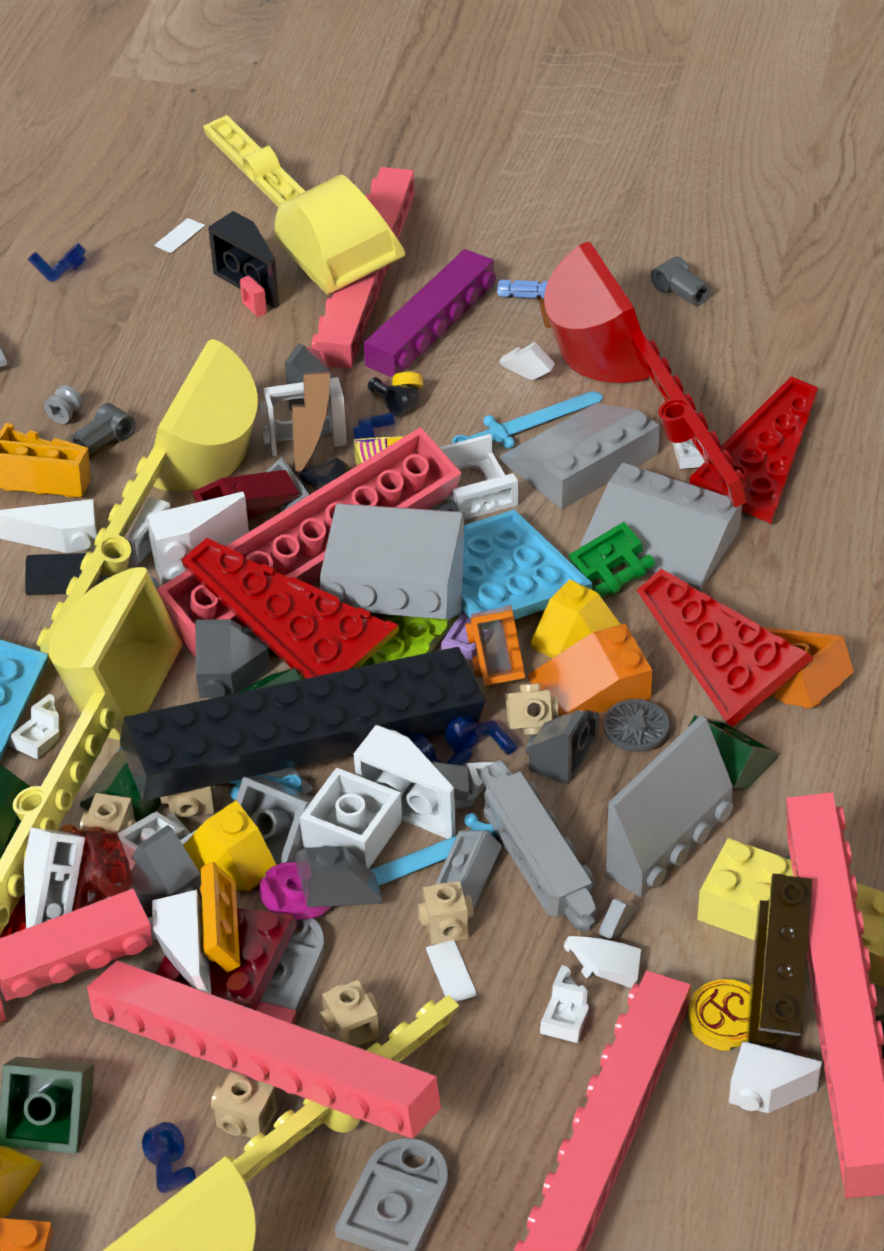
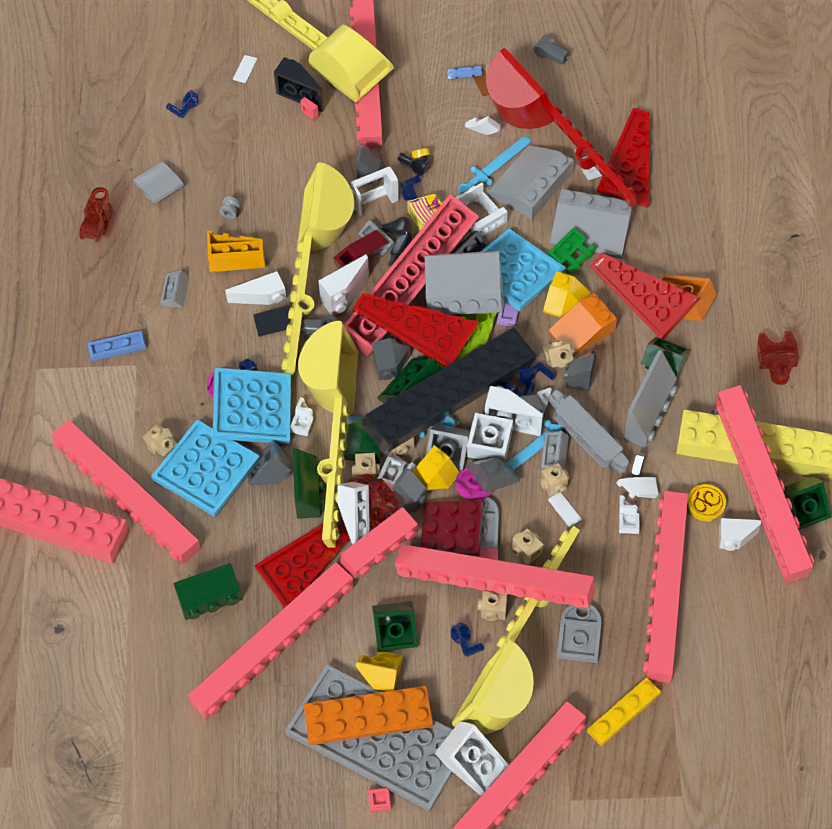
camera: 15 degrees left, 15 degrees up
(107, 424) = (260, 218): dark grey piece -> none
(139, 536) = (314, 274): white slope -> none
(180, 933) = (432, 525): white slope -> none
(219, 917) = (447, 510): light orange plate -> none
(310, 417) = (381, 194): medium nougat slope -> none
(429, 313) = (416, 101): magenta brick -> none
(497, 646) = (531, 320): orange window -> none
(636, 725) = (614, 349): dark grey wheel -> none
(779, 963) = (731, 477): dark brown fence -> none

